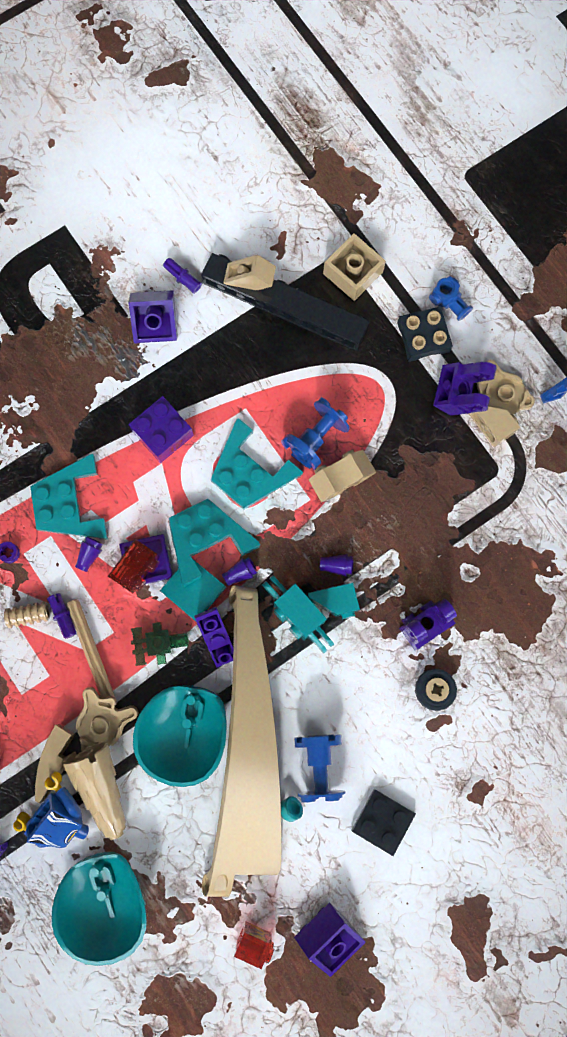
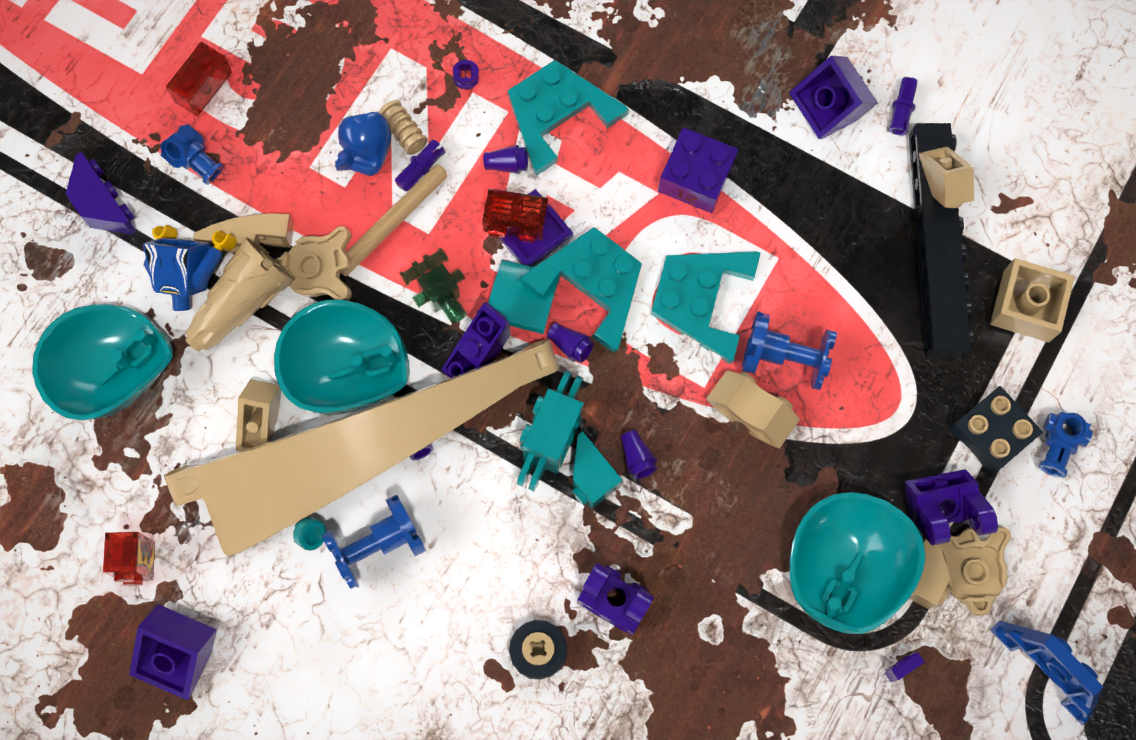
camera: 65 degrees right, 5 degrees down
(27, 648) = (364, 143): none -> blue piece
(191, 811) = (257, 414): none -> tan slope
(383, 822) = (342, 657): black plate -> none
(473, 461) = (855, 562): none -> teal piece
(546, 466) = (904, 667): none -> dark purple tile

